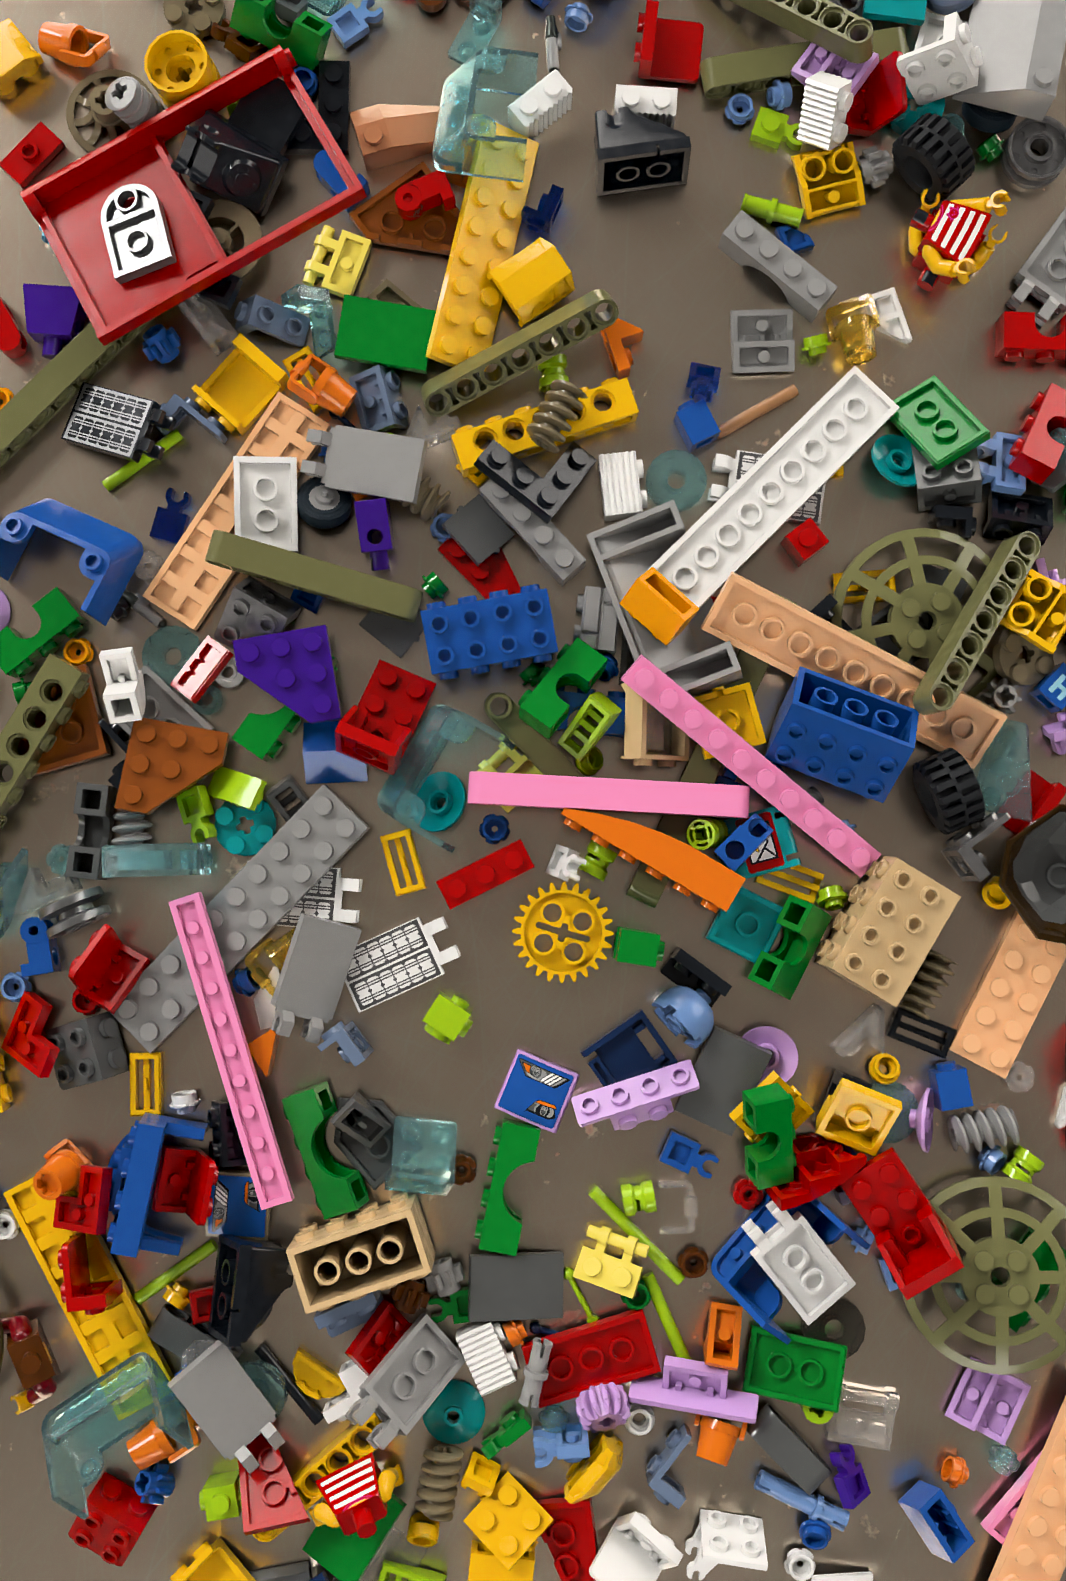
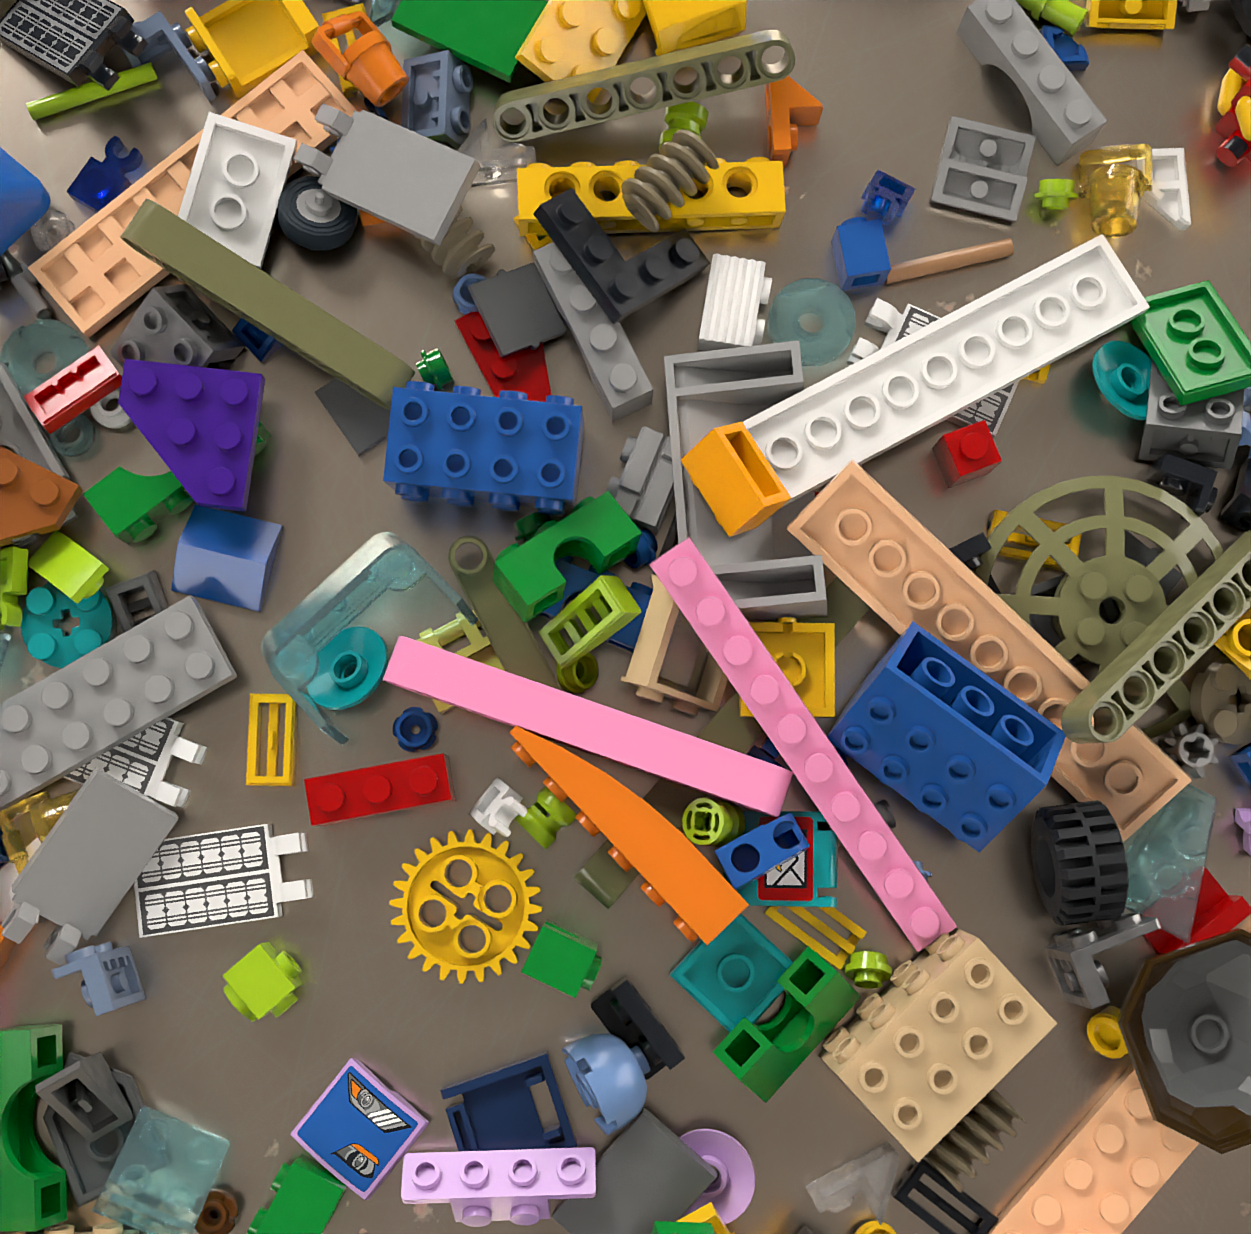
camera: 15 degrees right, 5 degrees down
(371, 517) = (374, 250): dark purple torso -> none
(385, 718) = (306, 531): red bracket -> none

